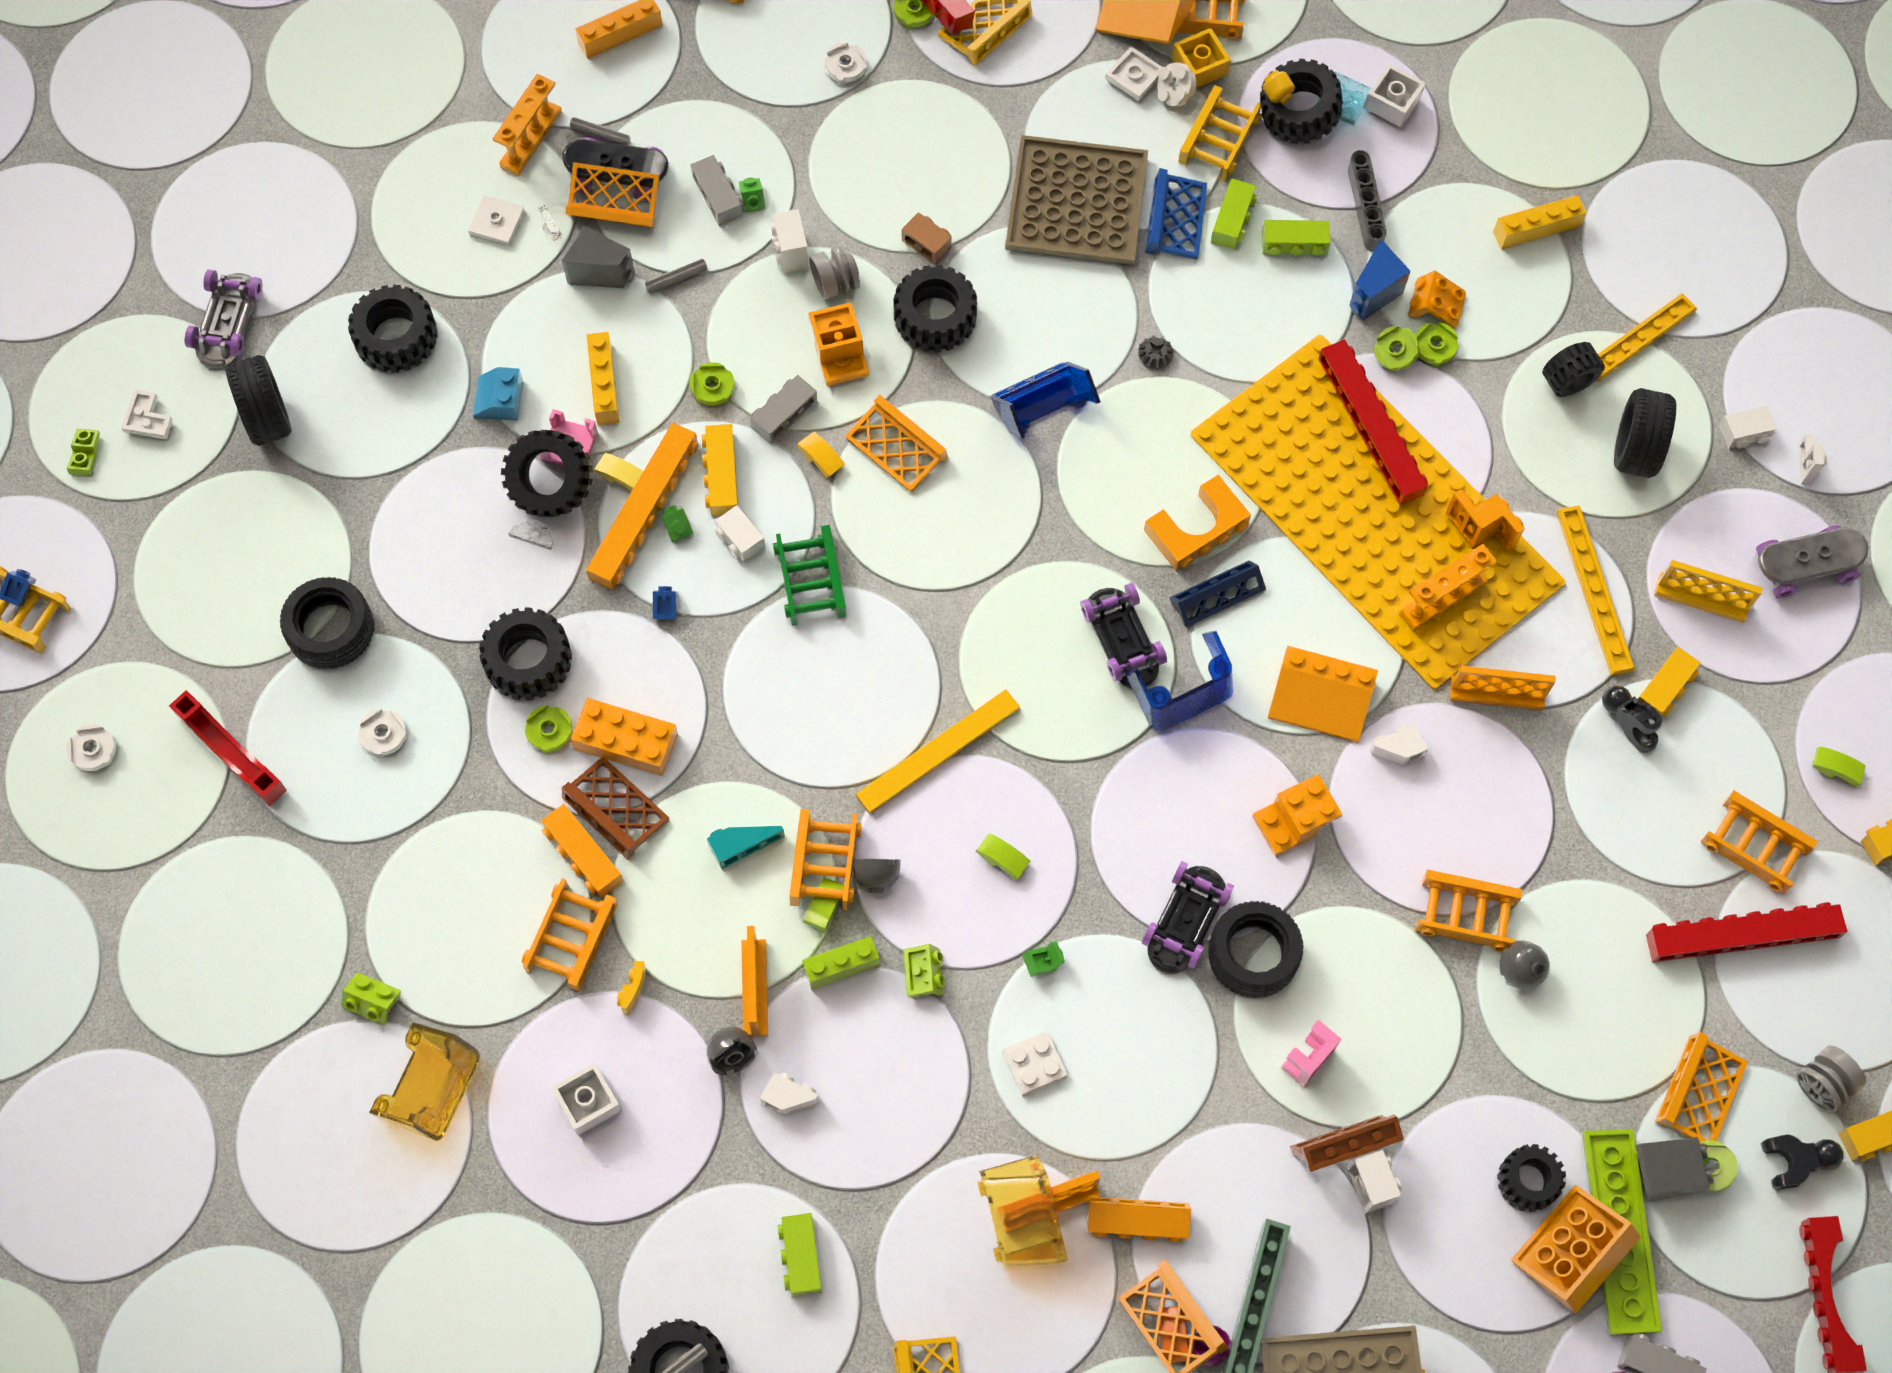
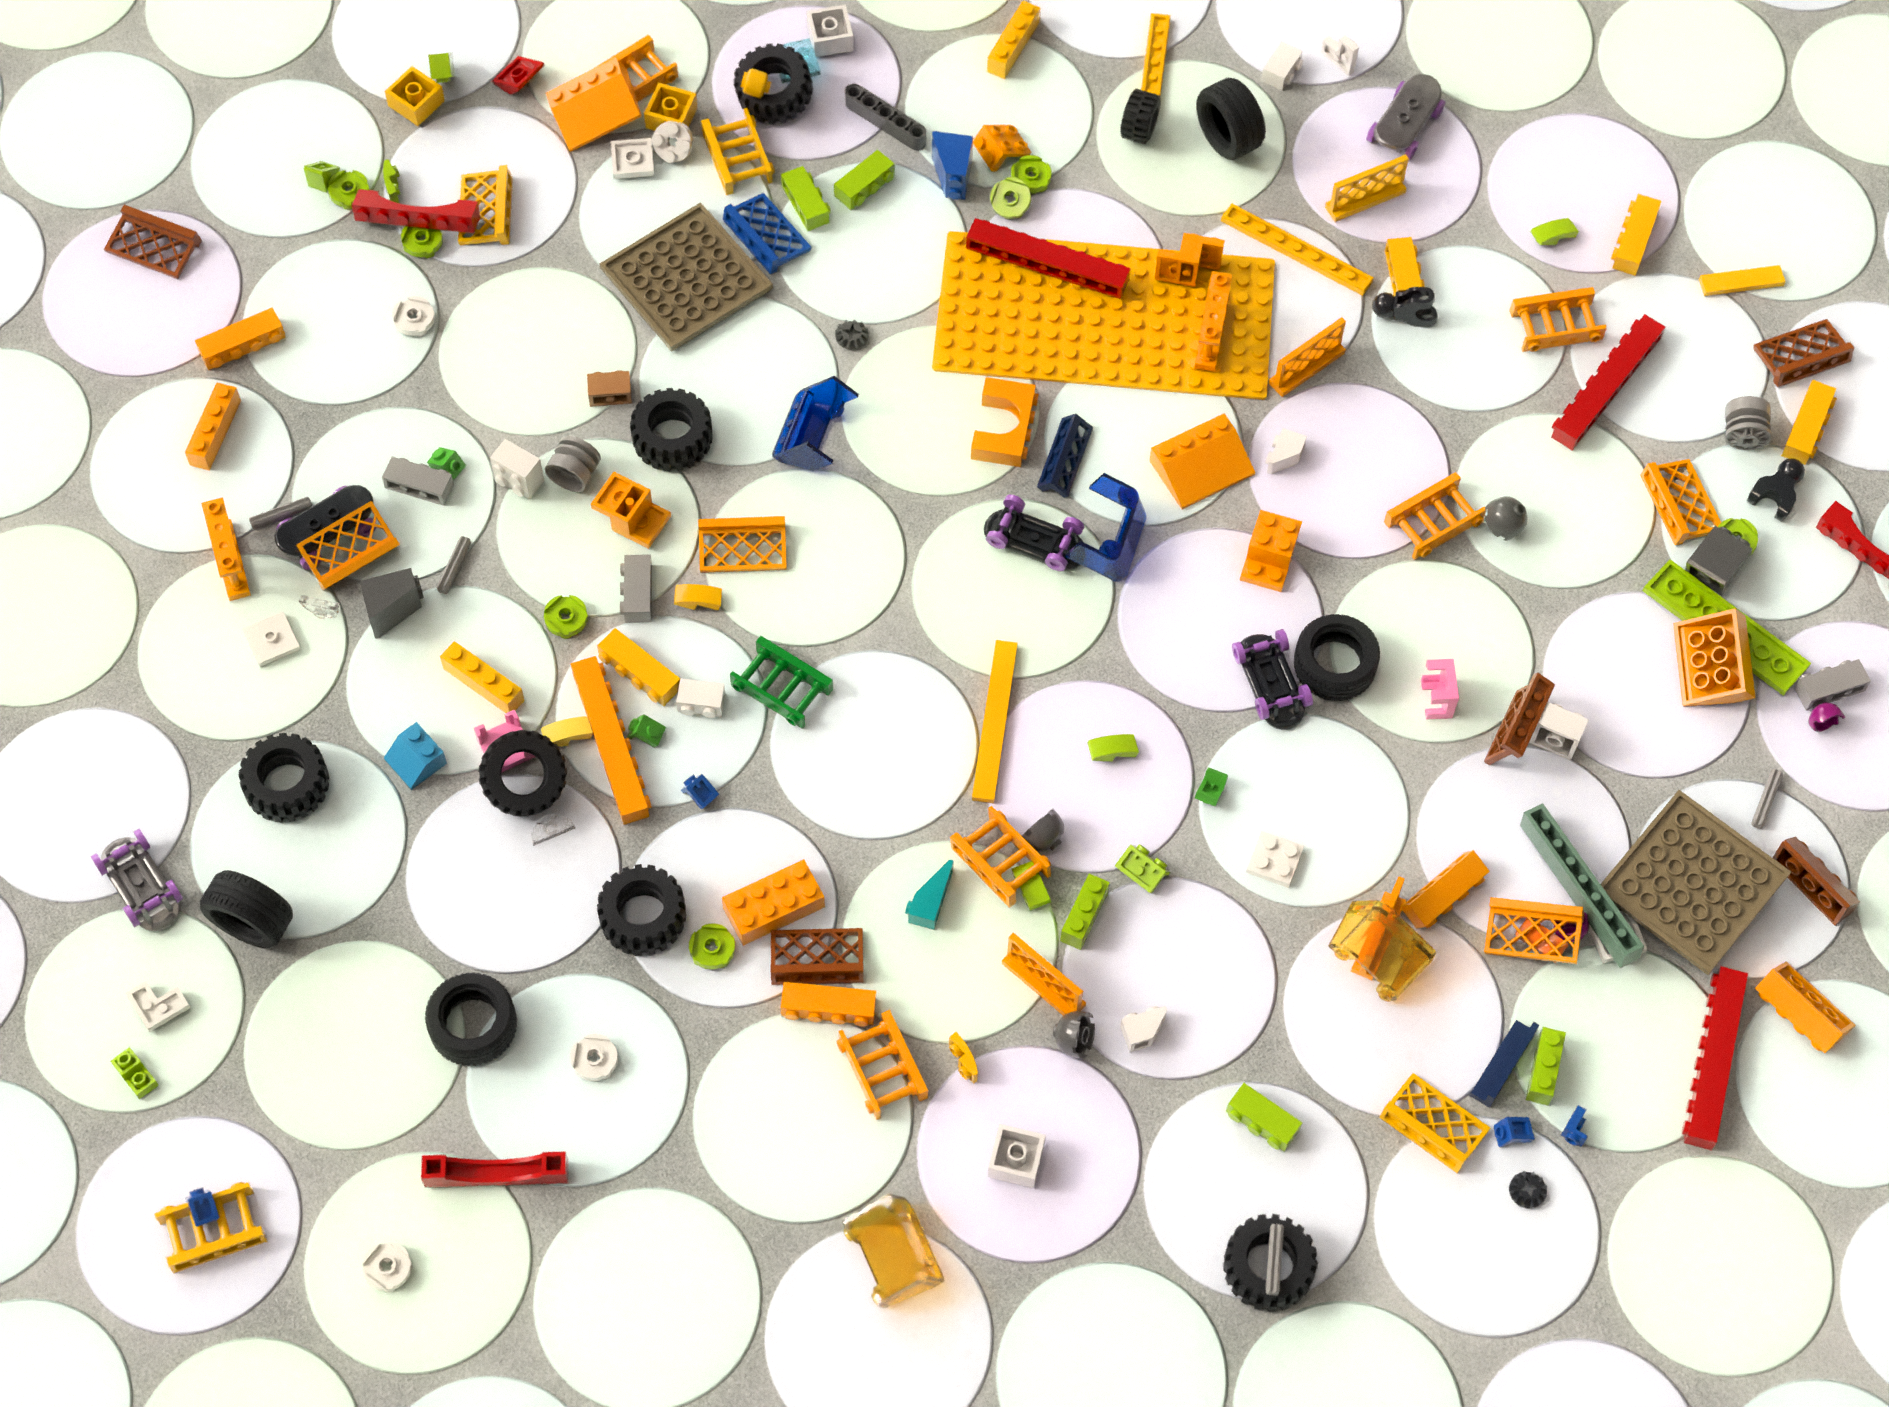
camera: 45 degrees left, 5 degrees down
(369, 998) = (790, 1238): lime bracket -> none
(1542, 1161) = (1649, 628): black tyre -> none

